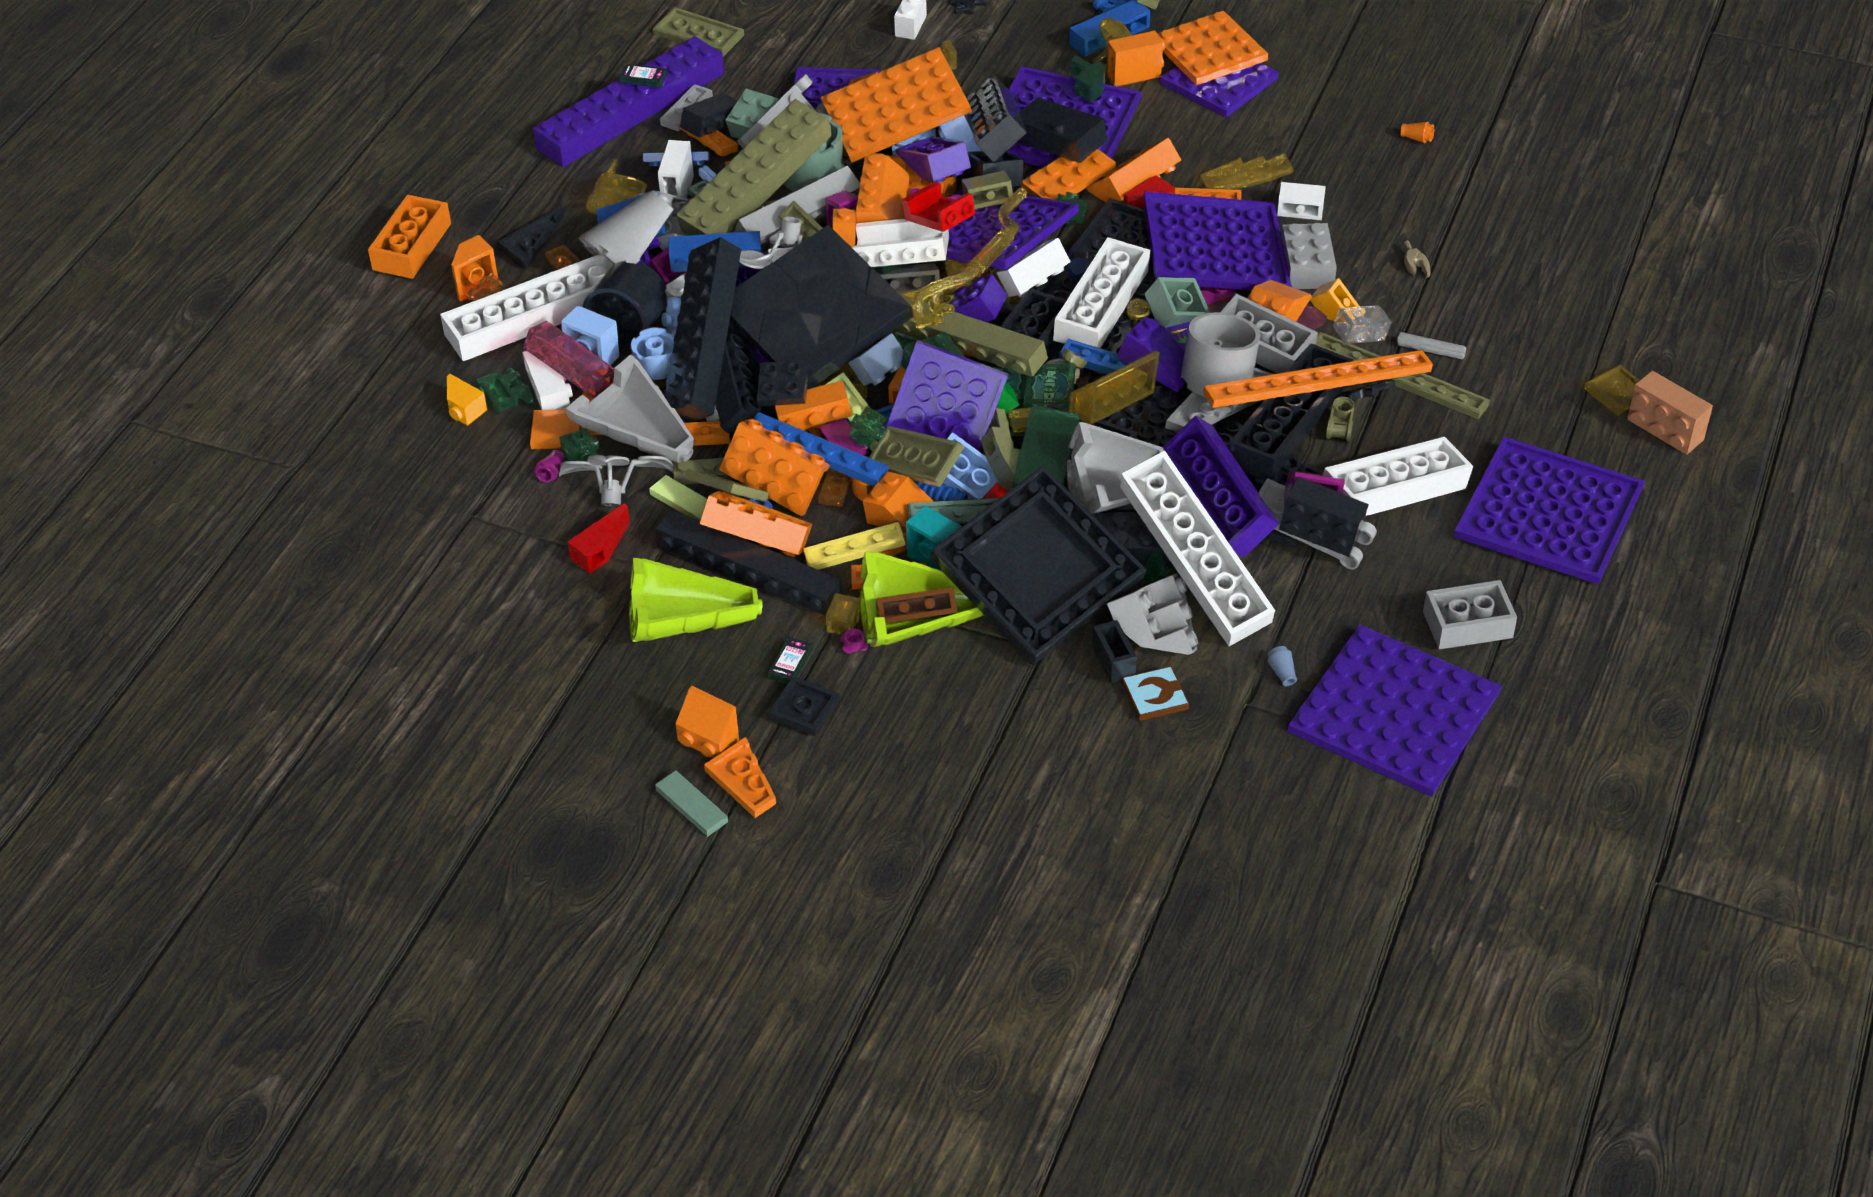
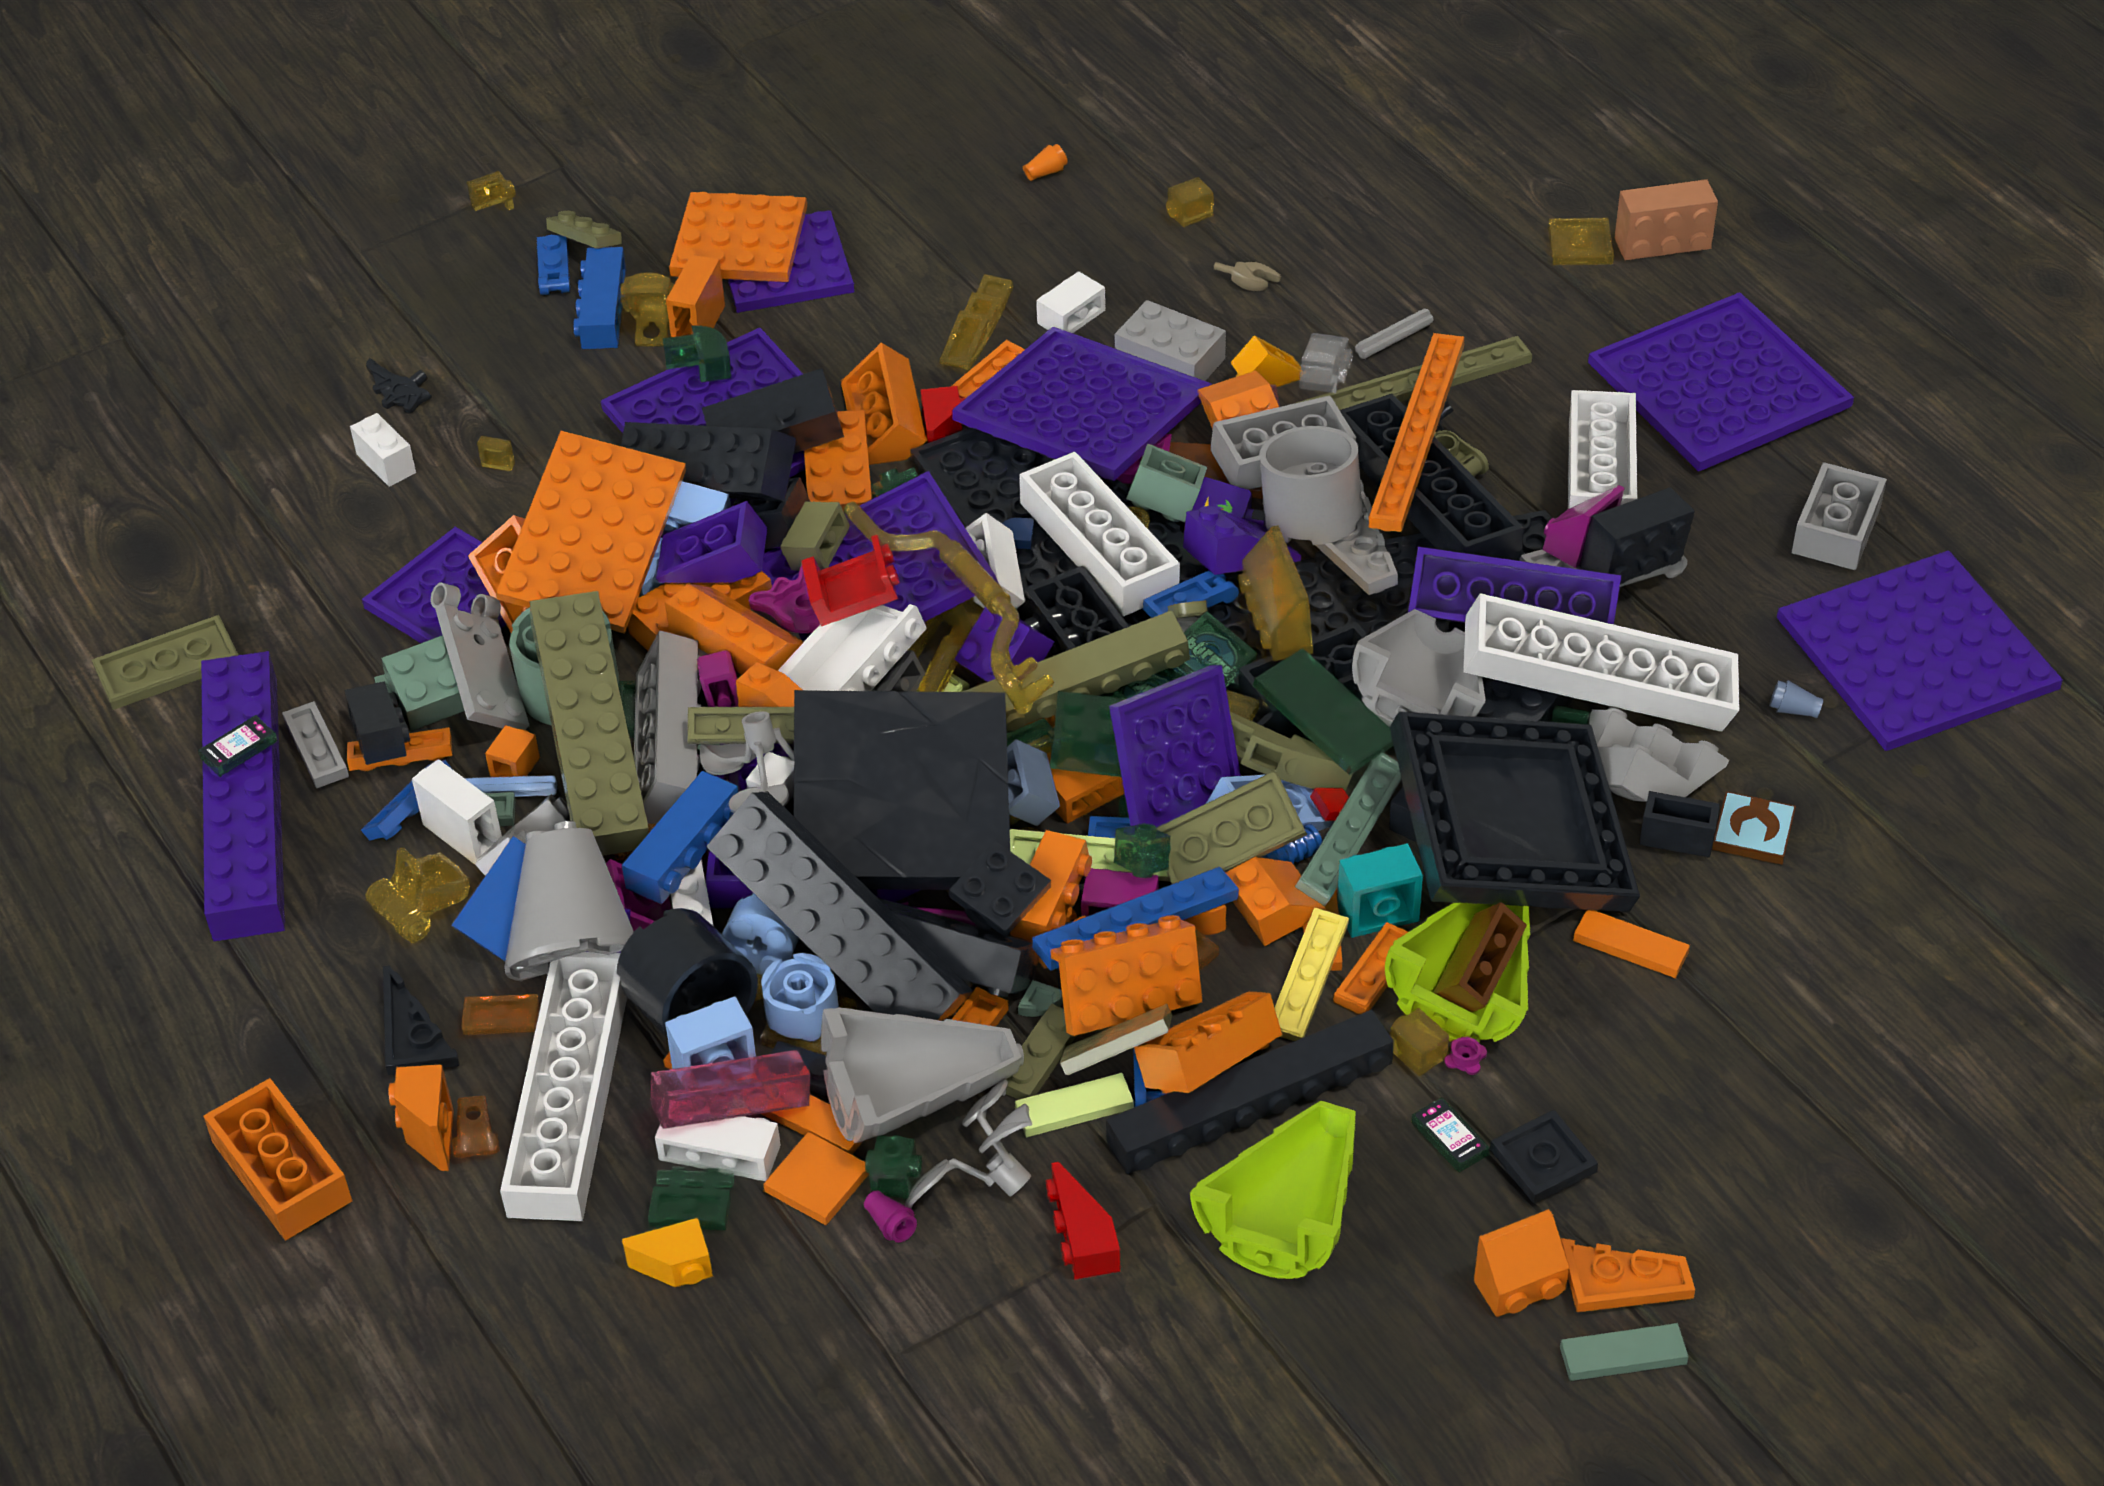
camera: 55 degrees left, 0 degrees up
(1007, 677) = (1631, 943): none -> orange tile
(1449, 204) = (1190, 202): none -> clear yellow brick

